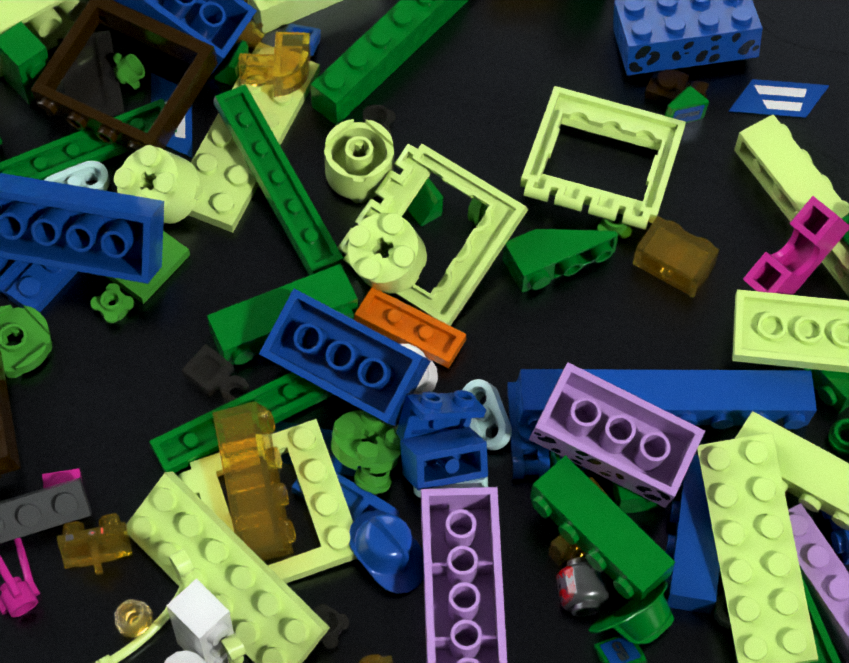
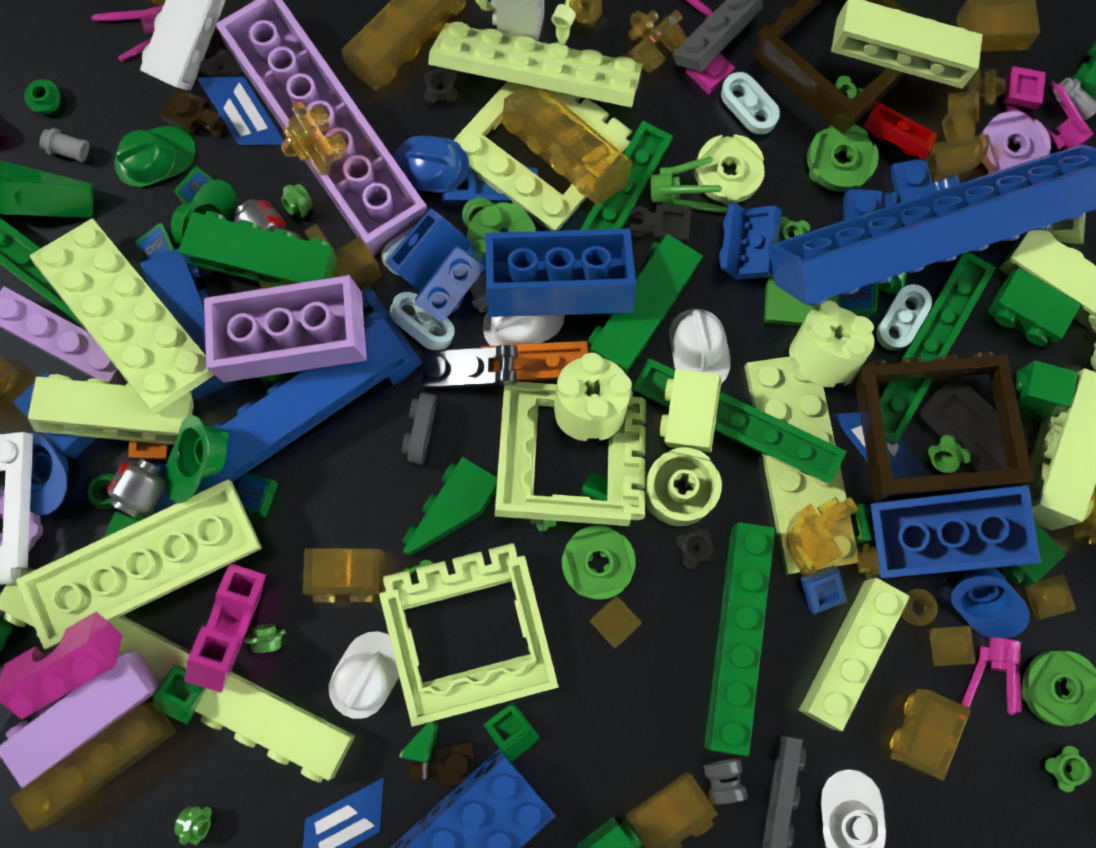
camera: 145 degrees right, 15 degrees up
(54, 436) = (753, 103): none -> light aqua plate
(121, 408) = (749, 168): none -> yellowish green plate
(152, 313) = (747, 240): none -> blue bracket
(190, 396) = (667, 188): none -> bright green plant
(259, 264) = (699, 343): none -> white piece
(311, 197) = (691, 410): none -> yellowish green brick
(469, 346) = (469, 367): none -> plate
(471, 136) = (608, 544): none -> bright green plate
(479, 106) = (615, 622): none -> clear yellow plate
(496, 598) = (307, 140): none -> clear yellow hips
(516, 505) = (353, 260): none -> clear yellow brick
(533, 590) = (296, 200): none -> bright green plate
(535, 335) = (416, 443): none -> dark grey plate
(610, 84) = (511, 731): none -> green slope
(691, 627) = (155, 242): none -> slope
(701, 183) = (364, 676): none -> white piece
(716, 356) = (256, 493): none -> slope
(757, 381) = (196, 455): none -> green piece
(767, 241) = (265, 638): none -> bright green plate
(817, 395) = (136, 487): none -> flat silver head

